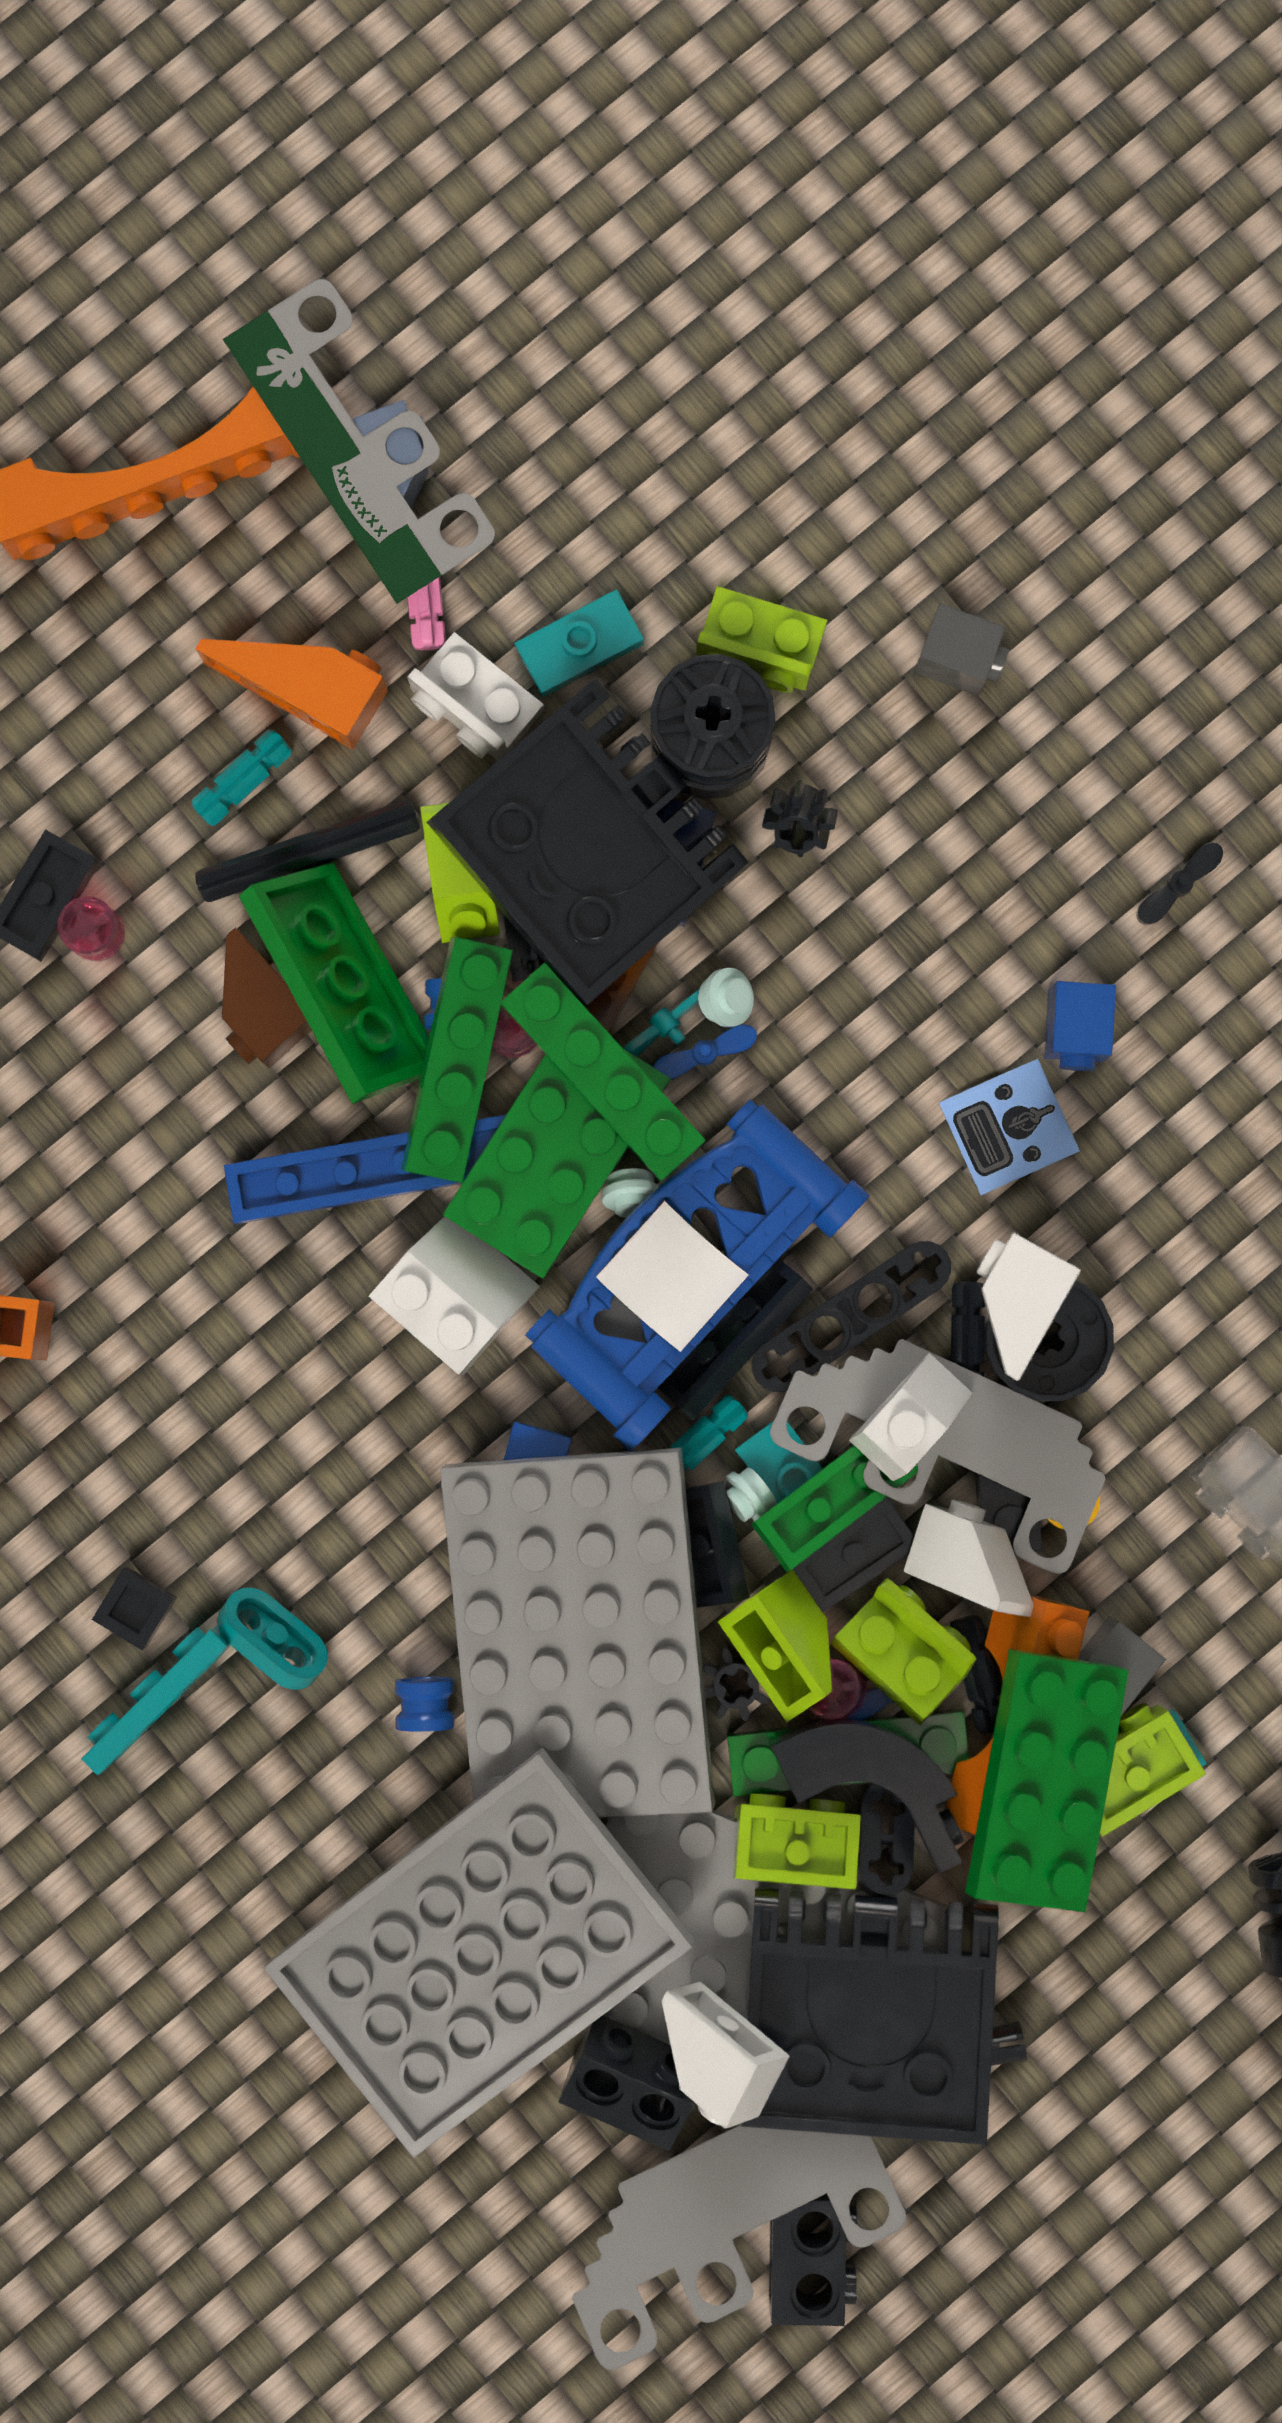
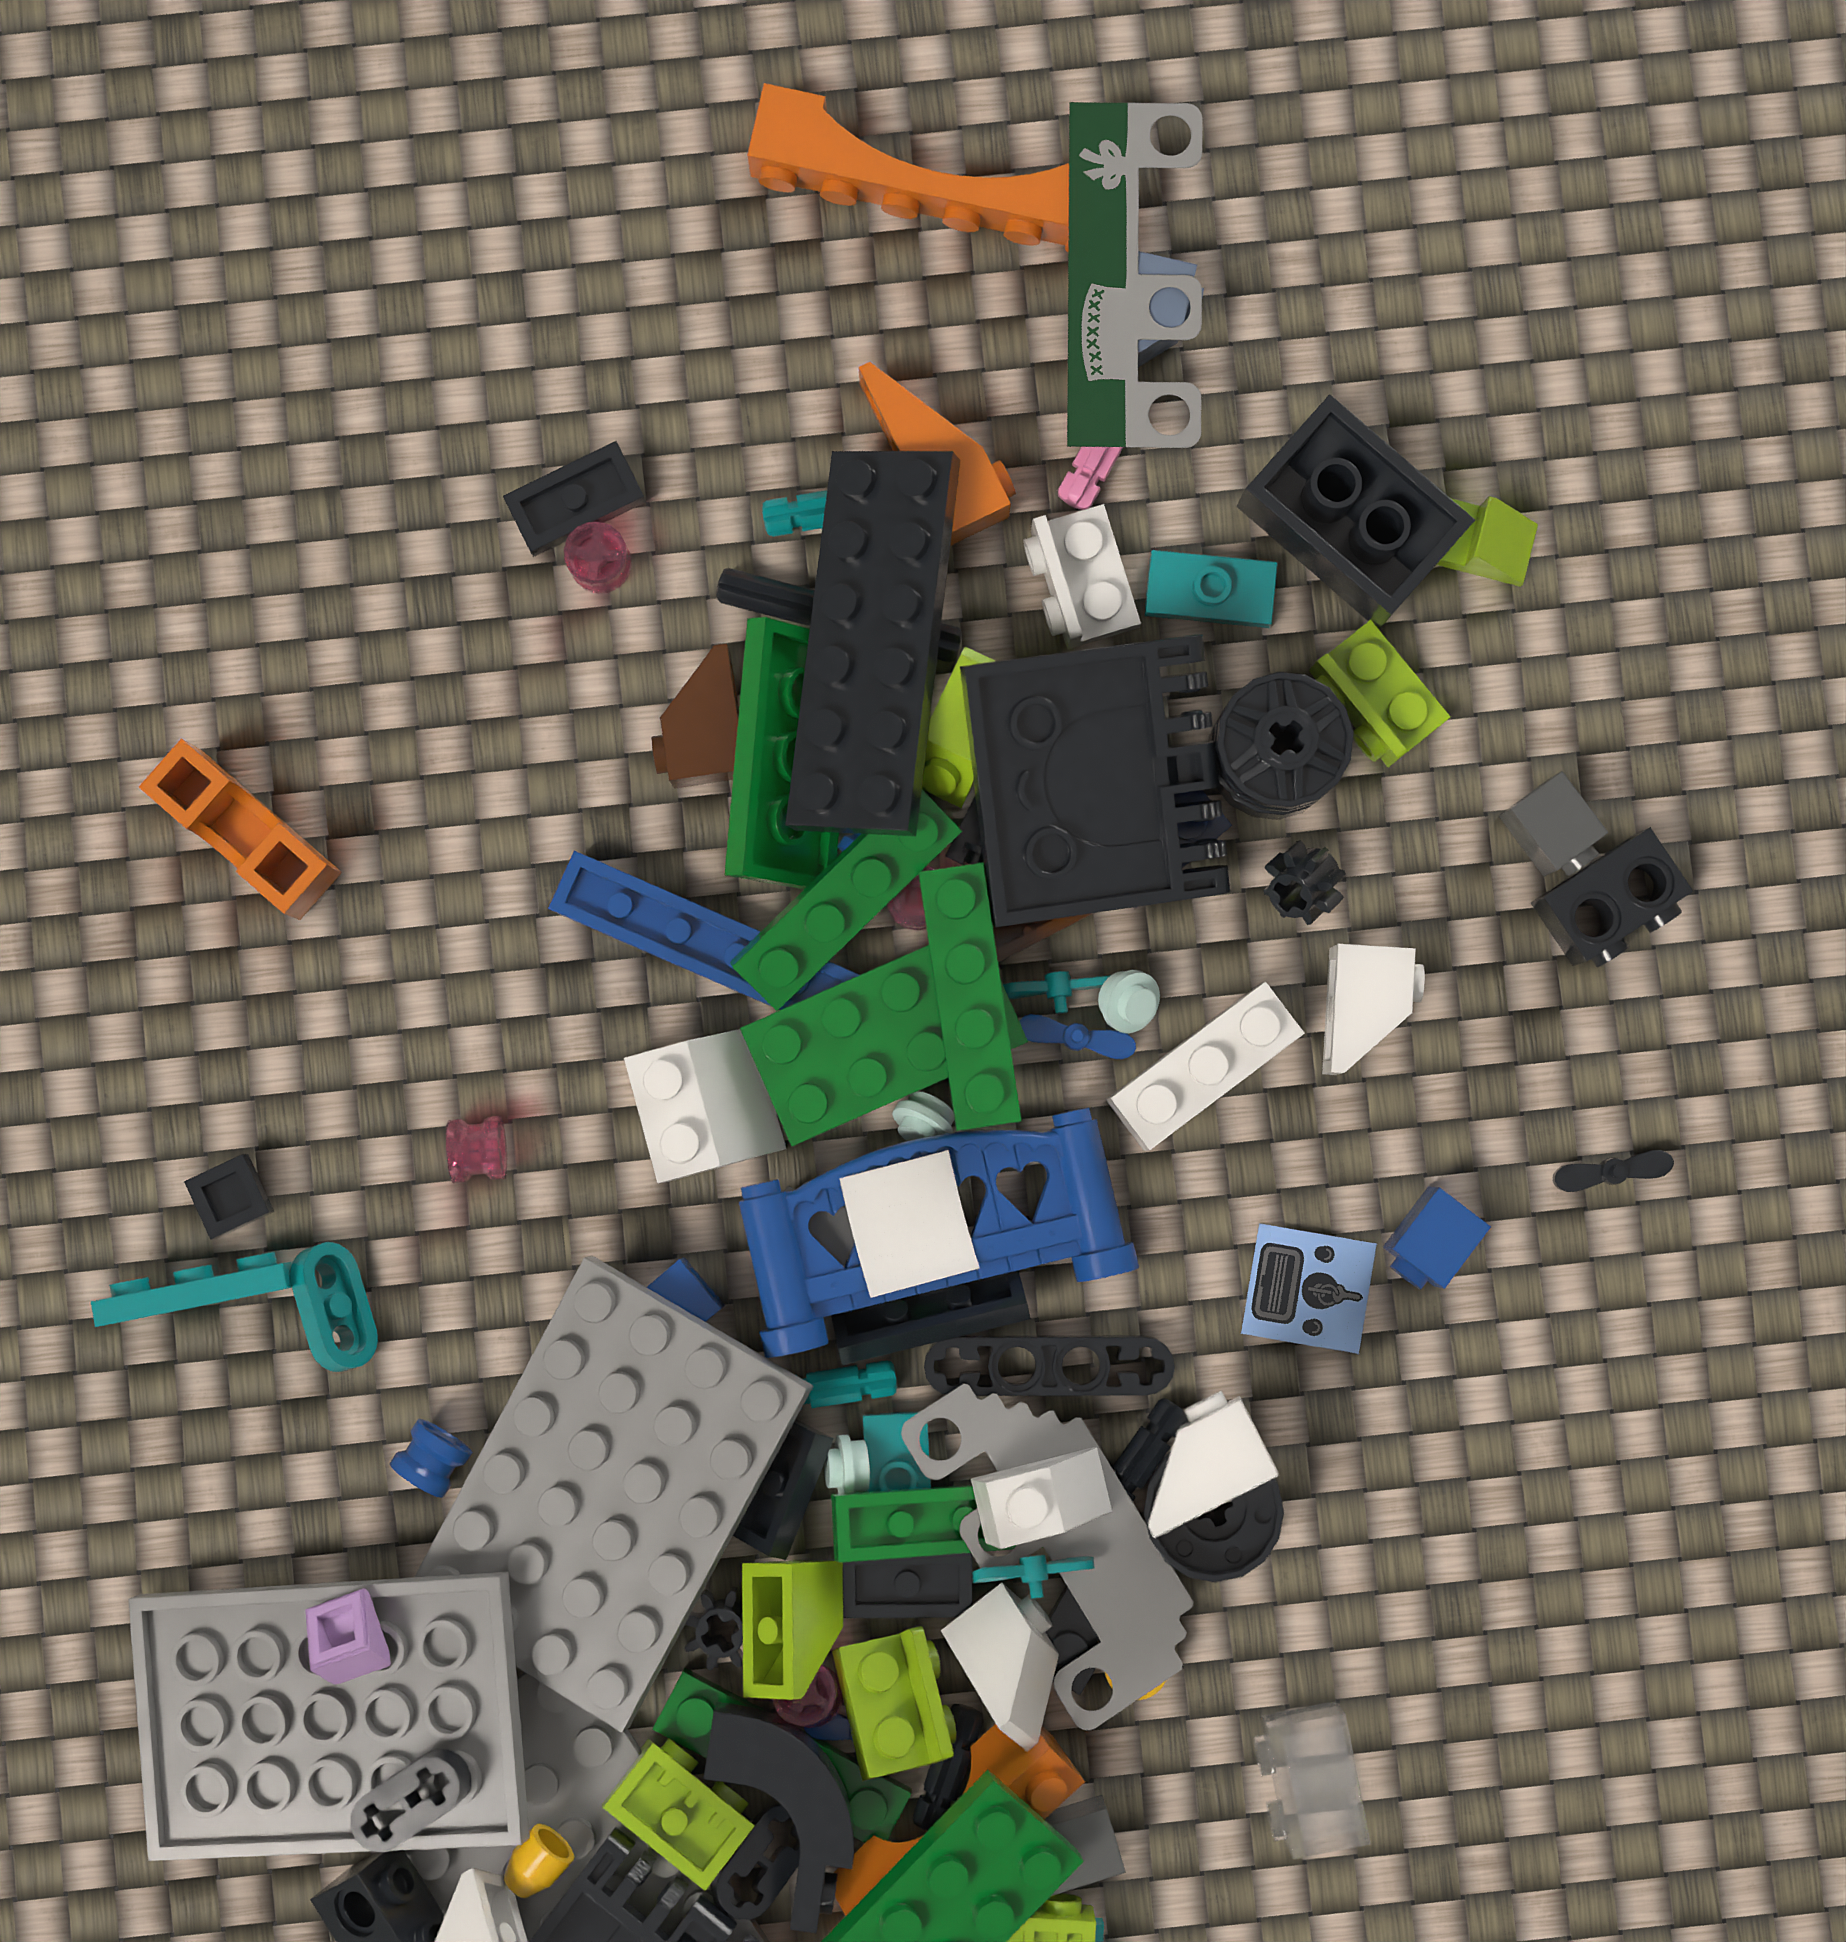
camera: 30 degrees right, 0 degrees up
(301, 1444) = (476, 1149): none -> clear pink wheel
(348, 850) = (873, 642): none -> black plate
(452, 1882) = (346, 1638): none -> lavender slope
(572, 1966) = (403, 1788): none -> beam
(649, 510) = (1354, 511): none -> black slope
(713, 1954) = (537, 1861): none -> yellow hose
(752, 474) = (1494, 544): none -> lime slope
(818, 1008) = (1205, 1066): none -> white brick
(906, 876) = (1366, 999): none -> white slope
(942, 1478) = (1033, 1570): none -> teal piece
(1033, 673) = (1607, 890): none -> black brick

